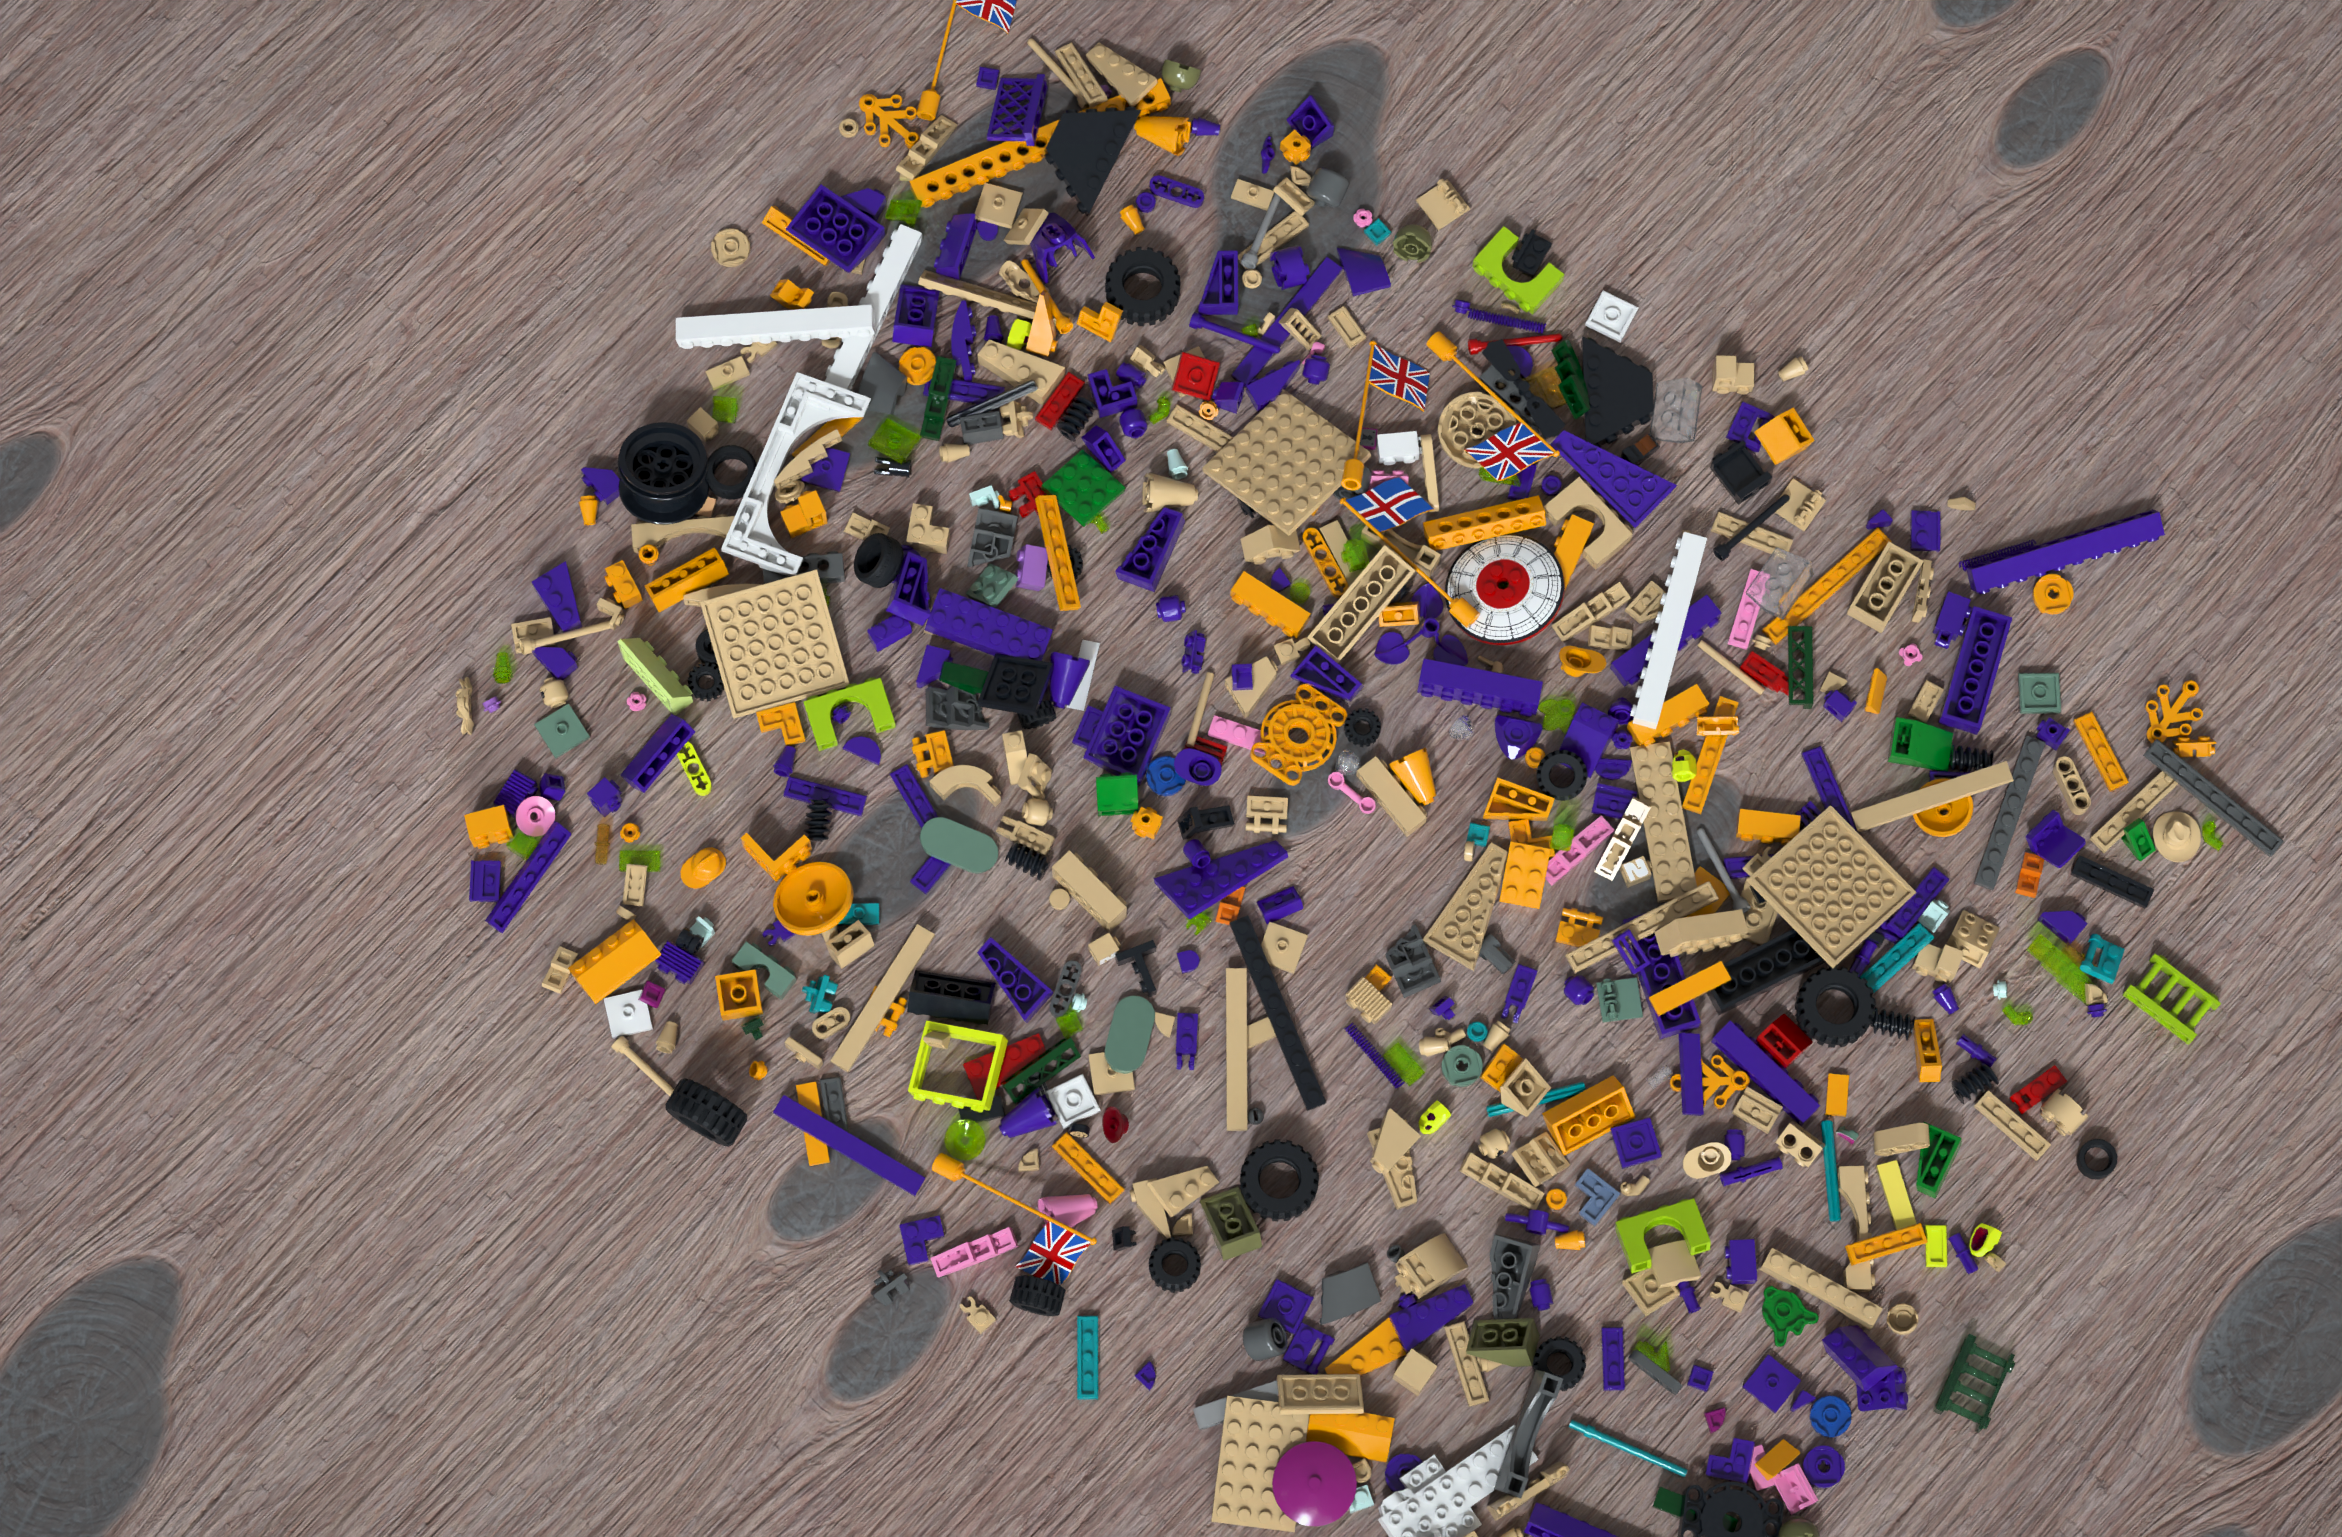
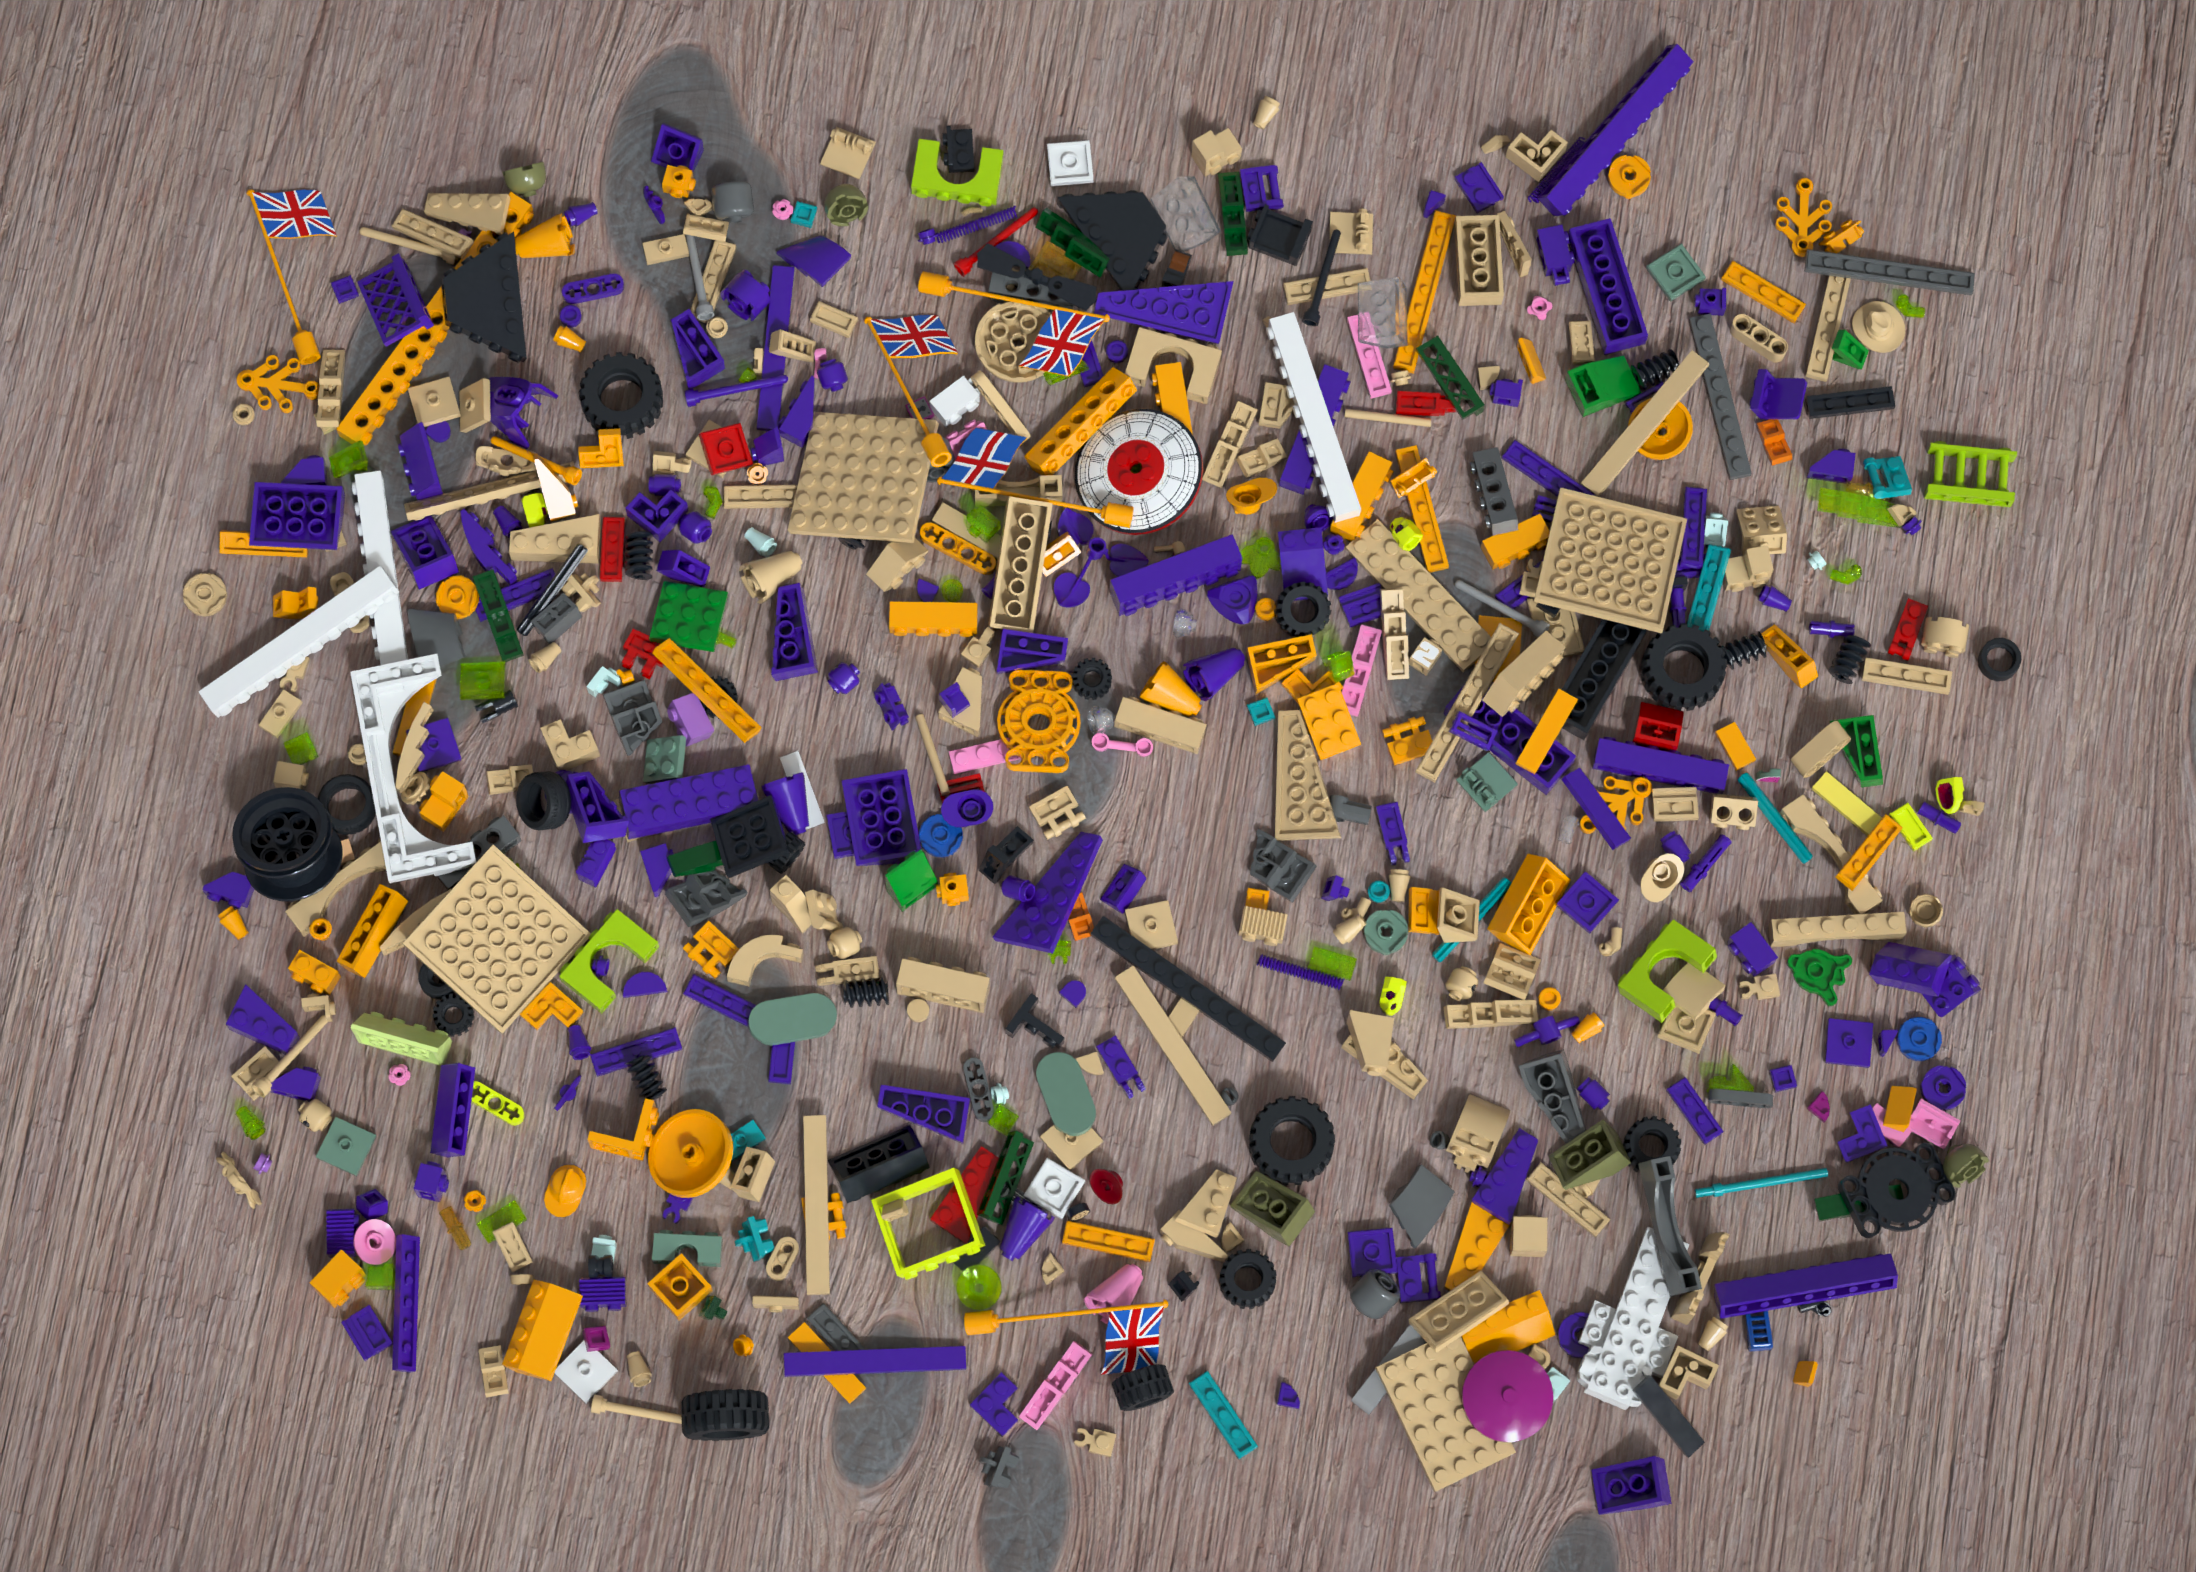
camera: 35 degrees left, 0 degrees up
(753, 795) = (568, 1092): none -> dark purple piece
(762, 439) = (357, 754): none -> tan plate
(1104, 948) = (990, 1030): tan brick -> none
(1460, 780) = (1213, 671): none -> dark purple cone
(1469, 851) = (1263, 731): tan tile -> none
(1579, 990) = (1445, 796): dark purple head -> none
(1600, 1194) = (1586, 968): sand blue plate -> none
(1714, 433) = (1232, 213): none -> dark green slope
(1766, 802) = (1490, 462): none -> dark grey brick
(1784, 436) = (1299, 177): light orange slope -> none
(1953, 1384) = (2007, 941): clear green fence -> none
(1988, 536) = (1534, 158): none -> tan brick

